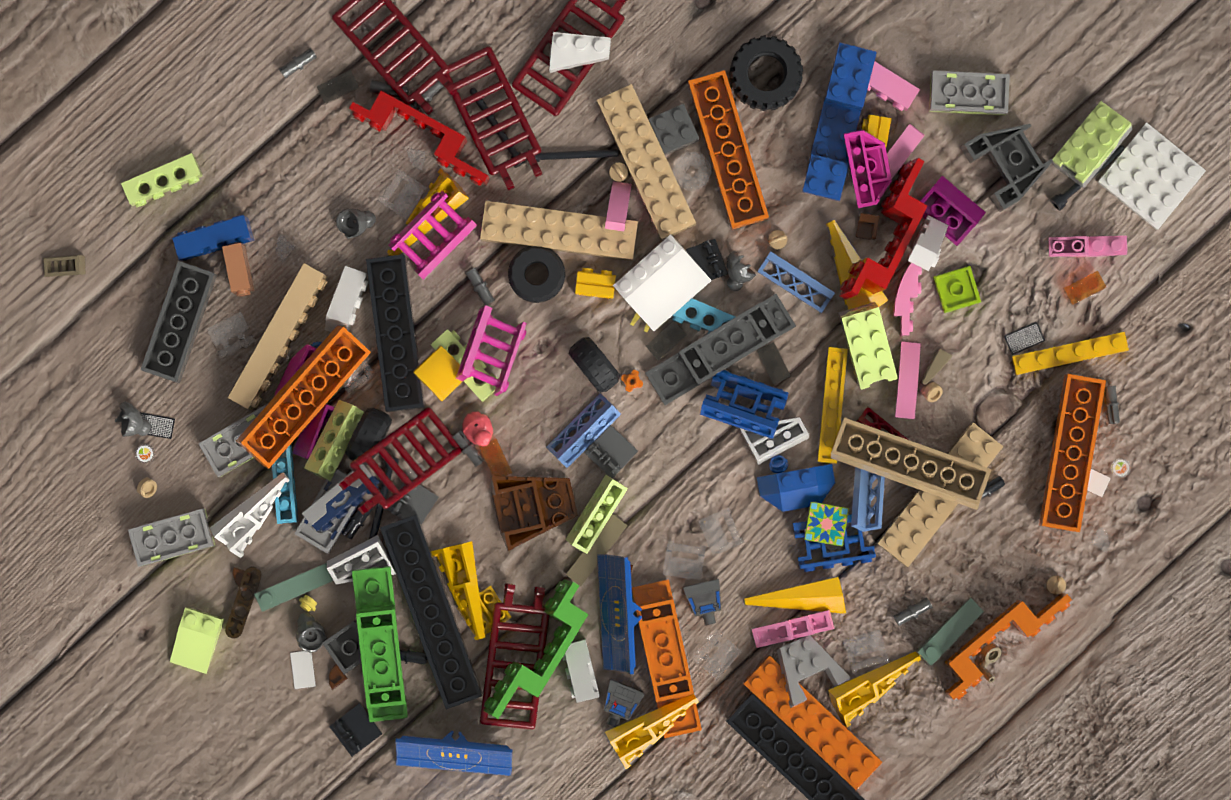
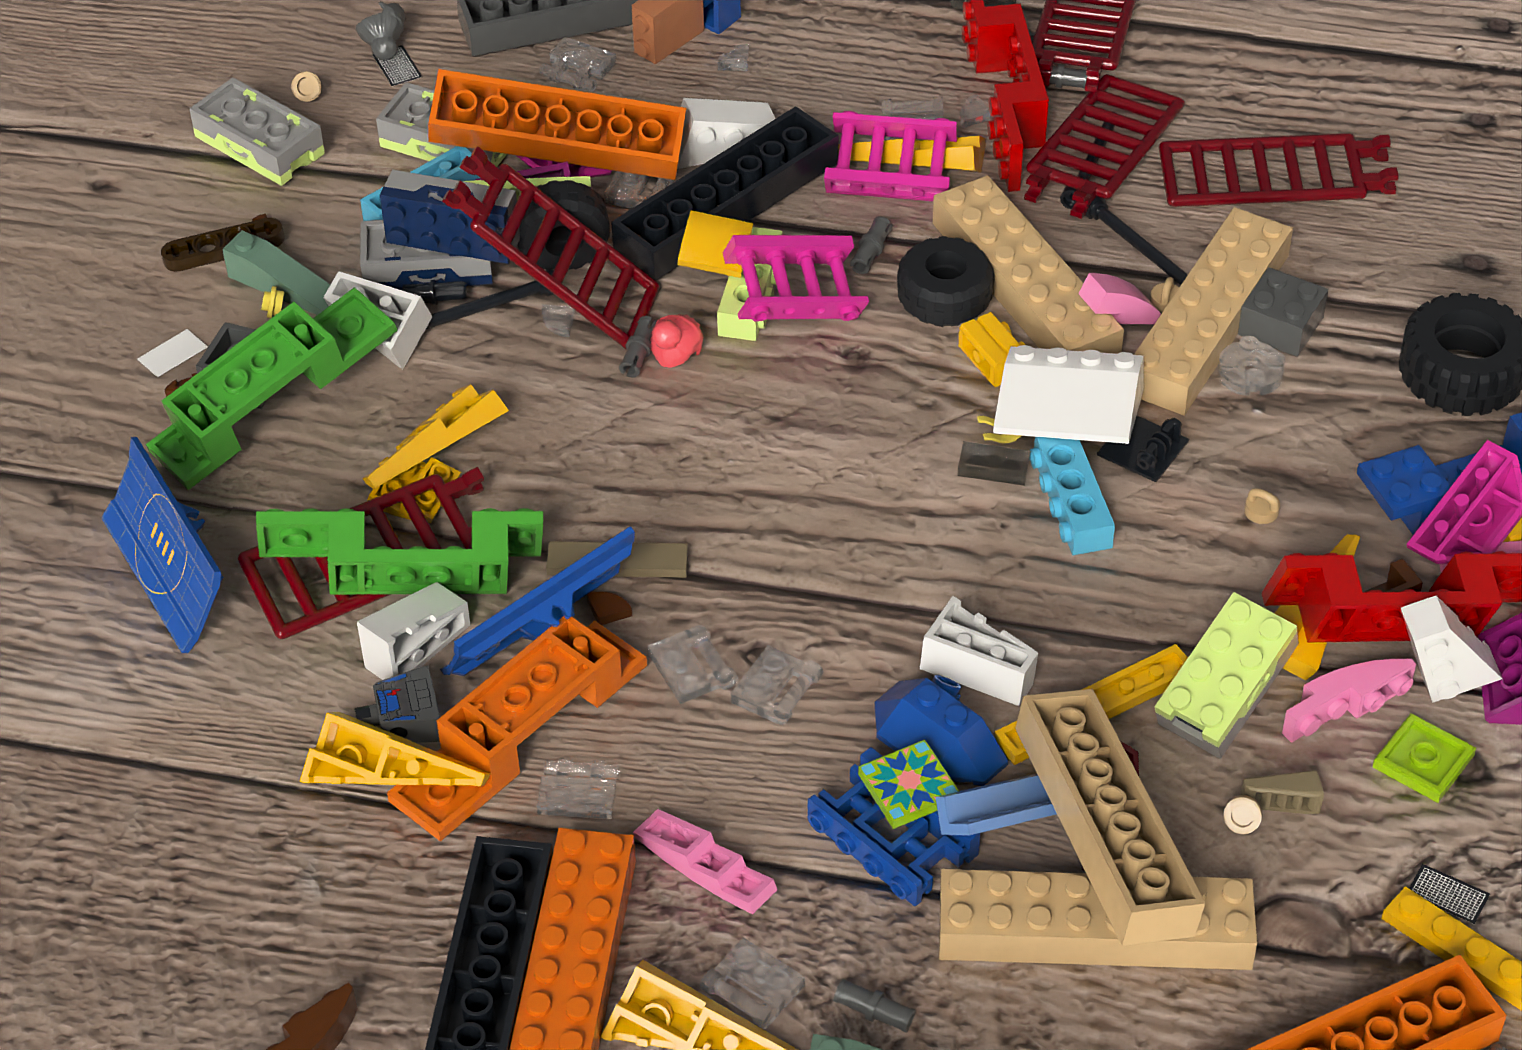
camera: 55 degrees right, 40 degrees down
(145, 453) = (351, 70): tile -> none
(196, 639) = (133, 224): yellowish green slope -> none
(242, 522) = (330, 179): white wedge -> none
(278, 336) = (644, 76): tan brick -> none
(306, 641) = (230, 310): dark grey piece -> none
(355, 730) = (112, 440): black hinge -> none
(363, 221) = (833, 91): dark grey piece -> none
(413, 657) = (279, 439): black axle -> none
(415, 502) = (509, 333): dark grey hinge -> none
(431, 611) = (370, 415): black brick -> none
(496, 459) = (649, 381): clear orange plate -> none
(530, 506) = (619, 445): reddish brown wedge -> none
(577, 50) = (1274, 158): white wedge -> none
(585, 433) = (777, 451): medium blue fence -> none
(594, 364) = (882, 389): black tyre -> none
(596, 514) = (672, 515): yellowish green brick -> none
(611, 452) = (776, 494): dark grey hinge -> none
(637, 382) = (900, 462): orange plate -> none
(704, 599) = (655, 718): dark grey torso -> none
(720, 349) = (1053, 505): dark grey bracket -> none
(728, 150) = (1318, 377): orange brick -> none
(738, 272) = (1171, 480): dark grey piece -> none
(739, 415) = (969, 569): blue fence -> none
(773, 363) = (1085, 604): clear smoke plate -> none
(799, 275) = (1239, 553): medium blue fence -> none
(805, 659) = (663, 892): light grey wing -> none
(813, 596) = (771, 844): yellow wedge -> none
(907, 380) = (1225, 769): bright pink slope -> none
(992, 486) = (1166, 984): black axle -> none

